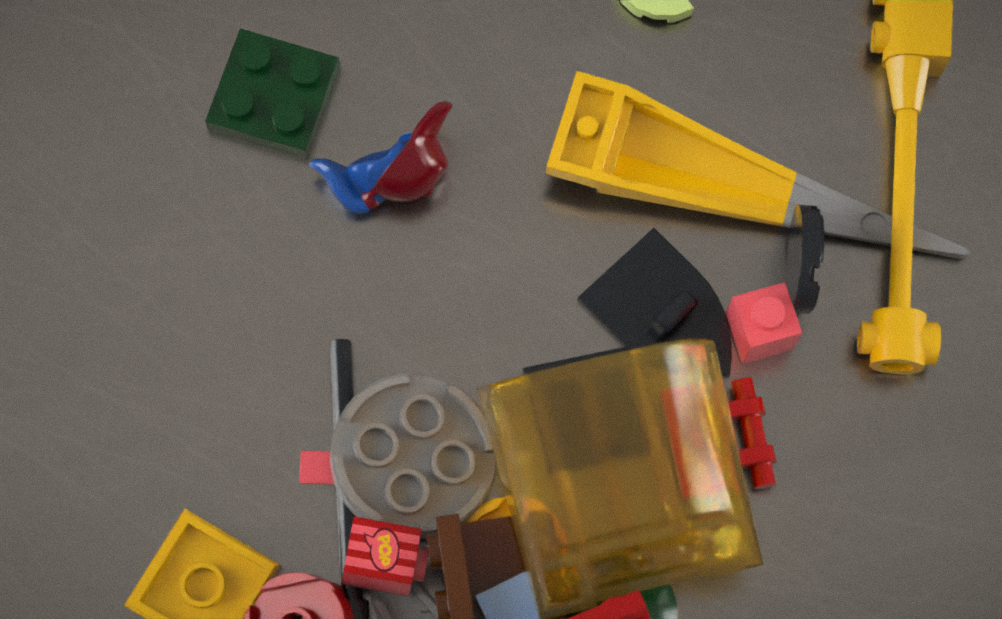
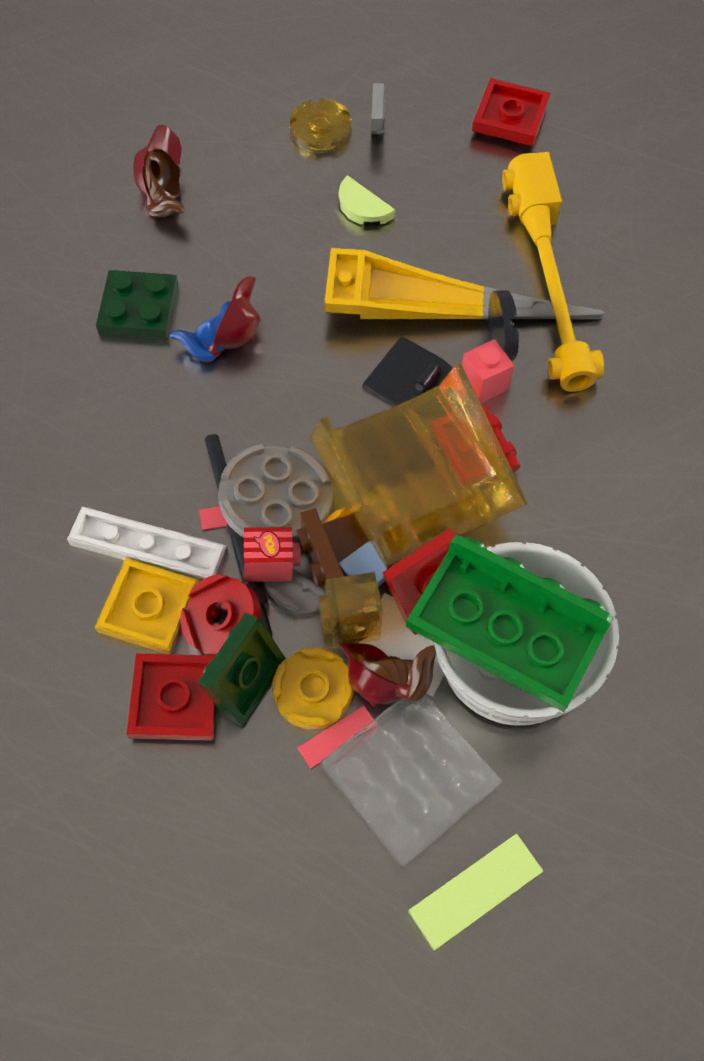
camera: 10 degrees left, 10 degrees down
(219, 492) = (147, 544): none -> white tile

